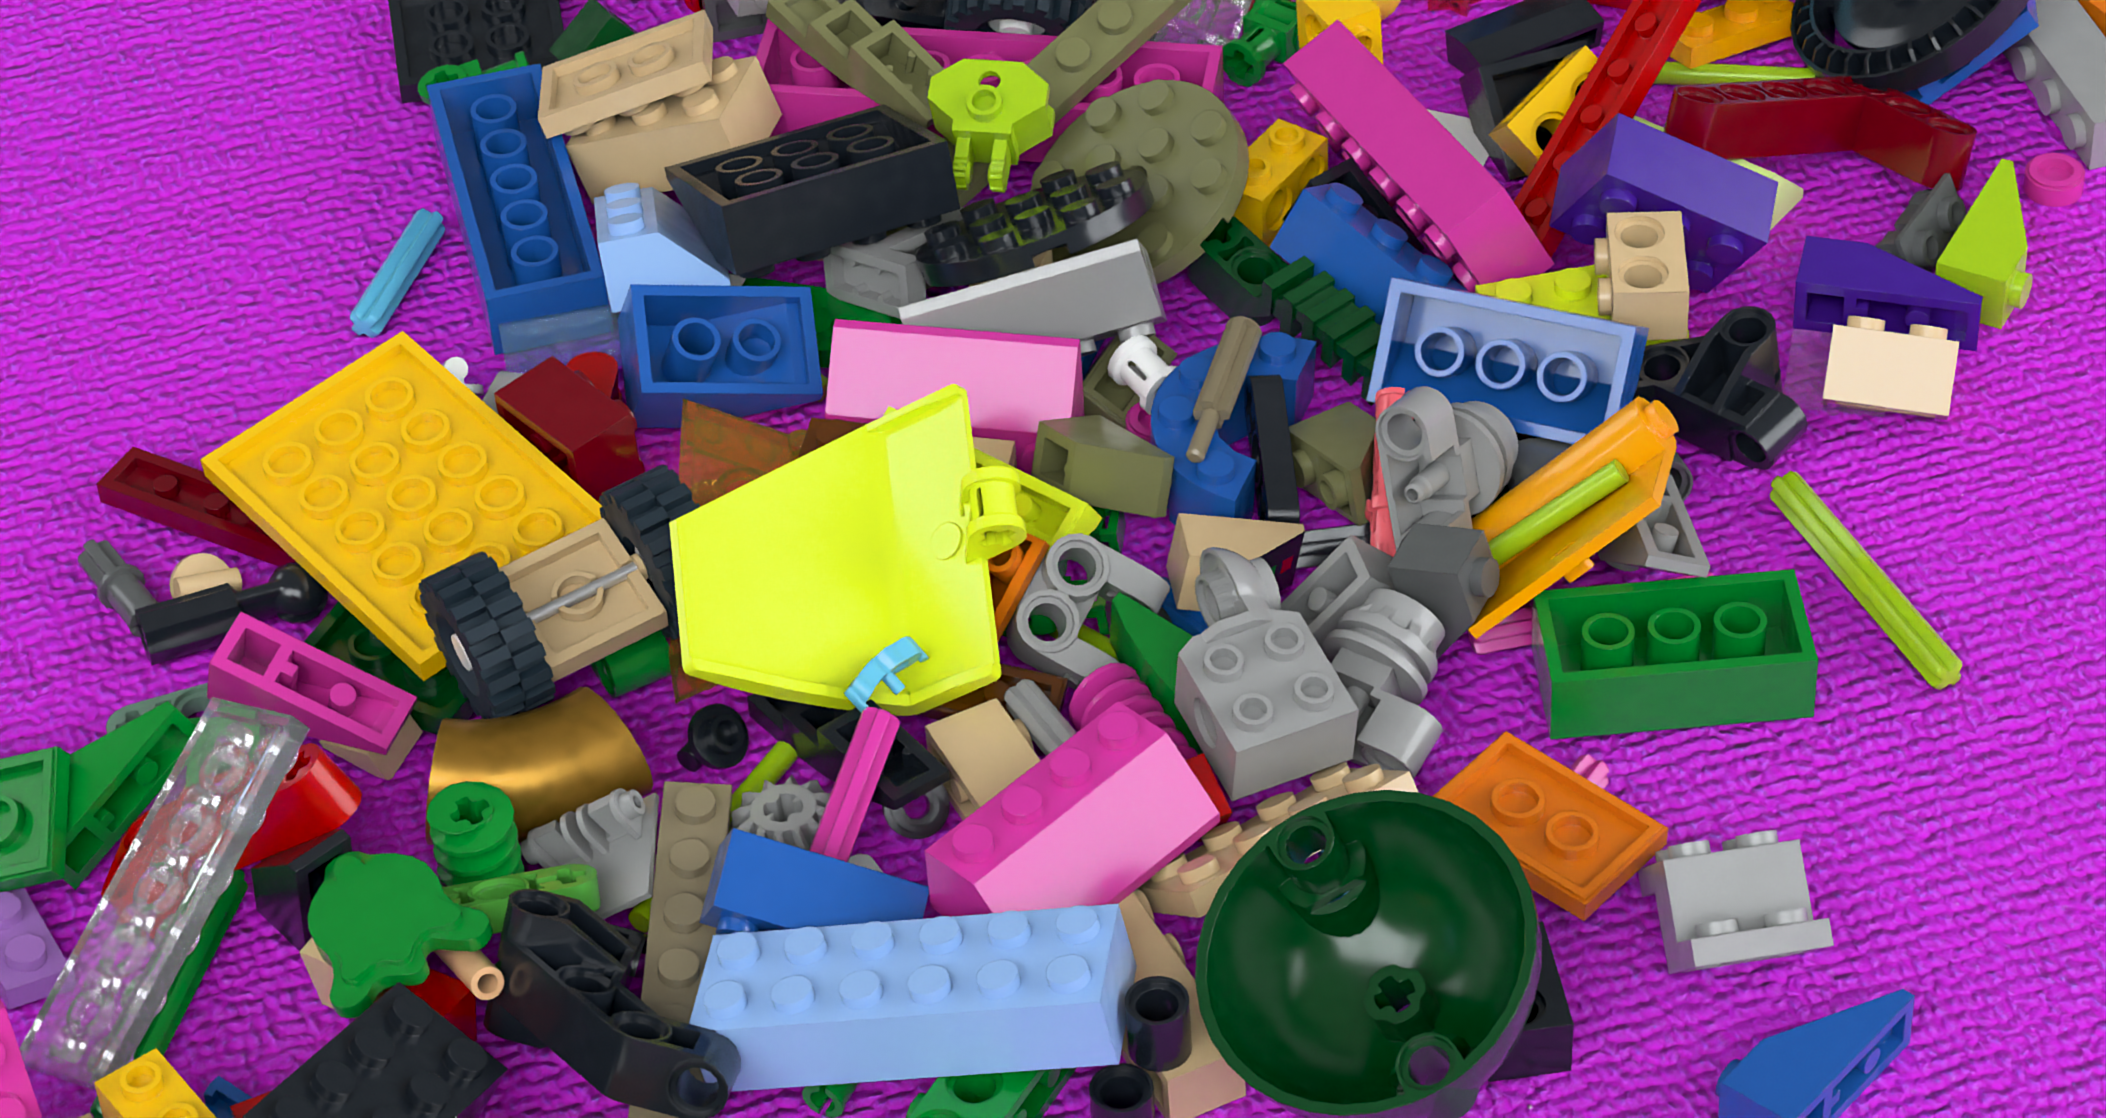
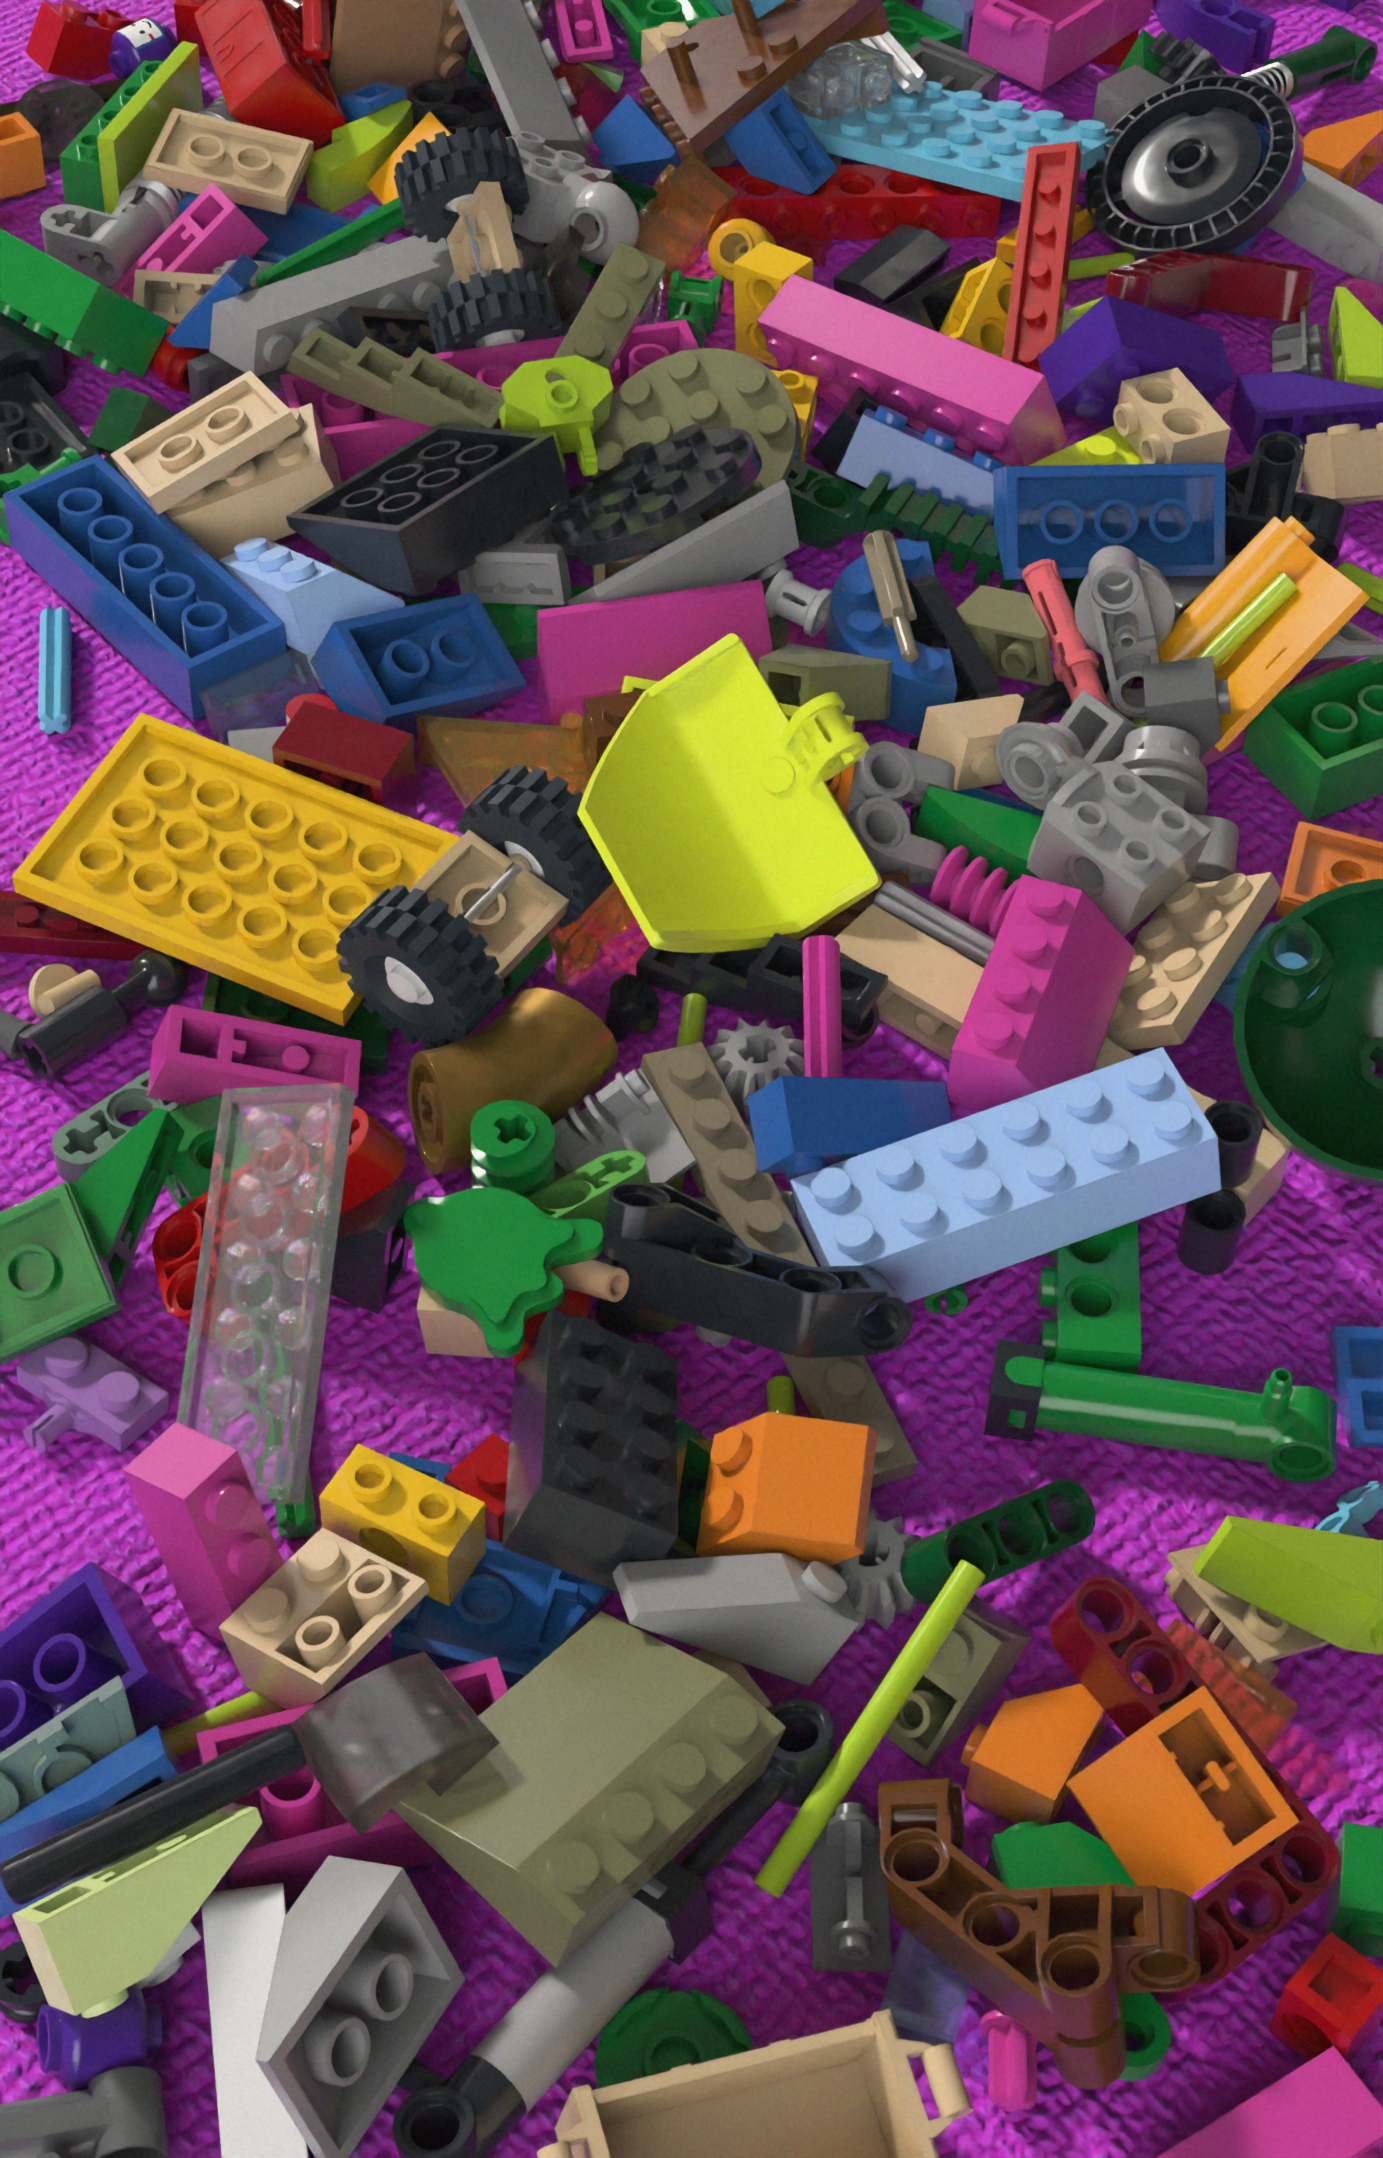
camera: 30 degrees left, 5 degrees up
(883, 668) = (774, 916): medium azure piece -> none

